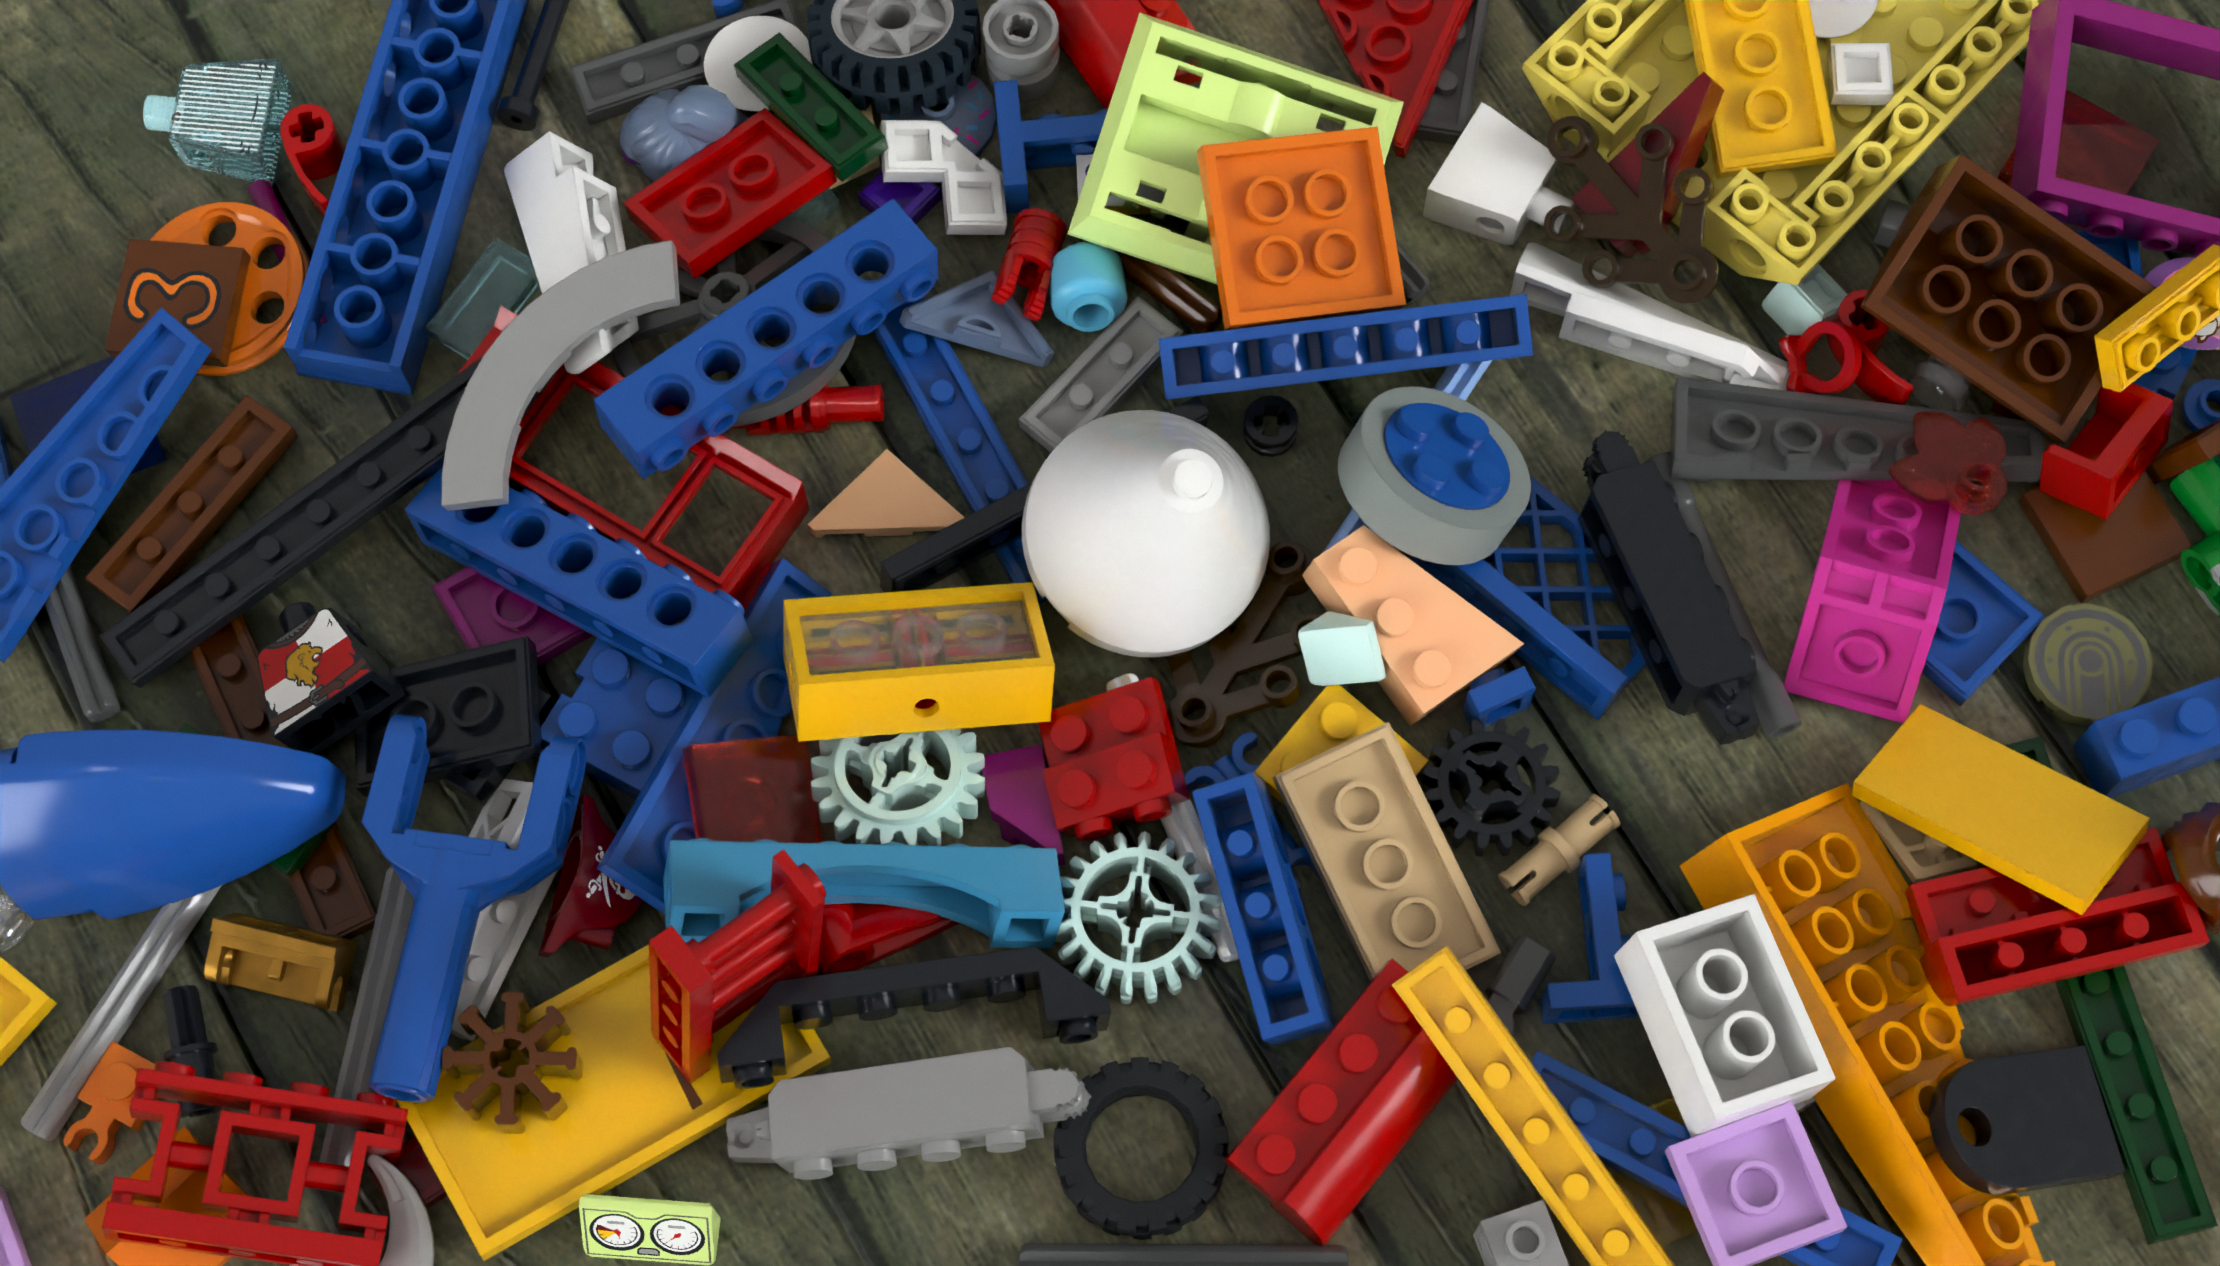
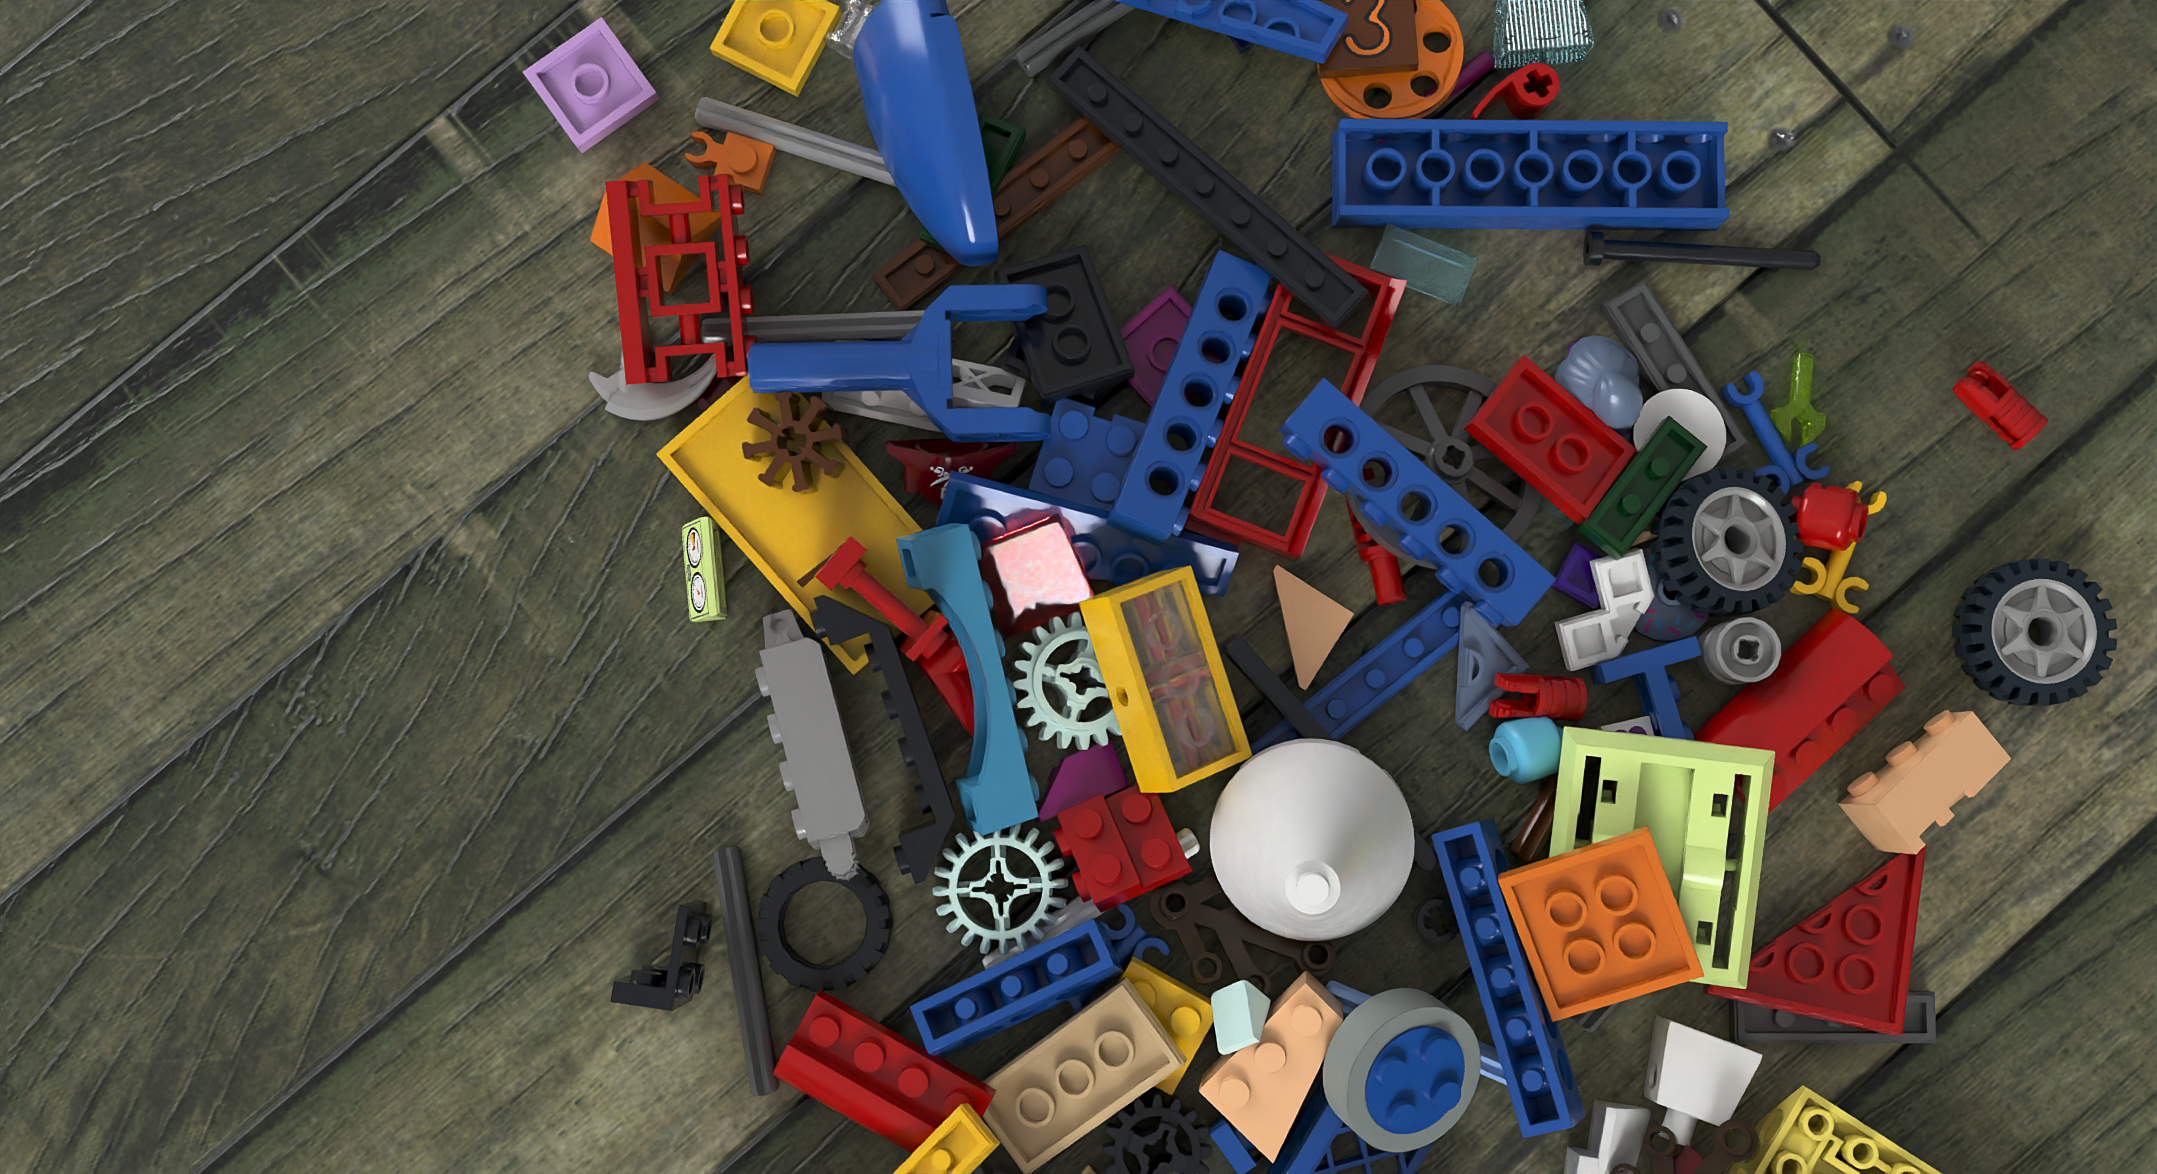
camera: 80 degrees right, 15 degrees up
(189, 1040) = (780, 201): black axle -> none
(192, 505) = (1201, 84): reddish brown plate -> none
(280, 960) = (855, 250): pearl gold hinge -> none
(322, 679) = (1074, 222): torso -> none
(532, 351) = (1363, 319): light grey tile -> none
(567, 225) = (1473, 326): white wedge -> none
(1100, 375) = (1451, 773): light grey tile -> none

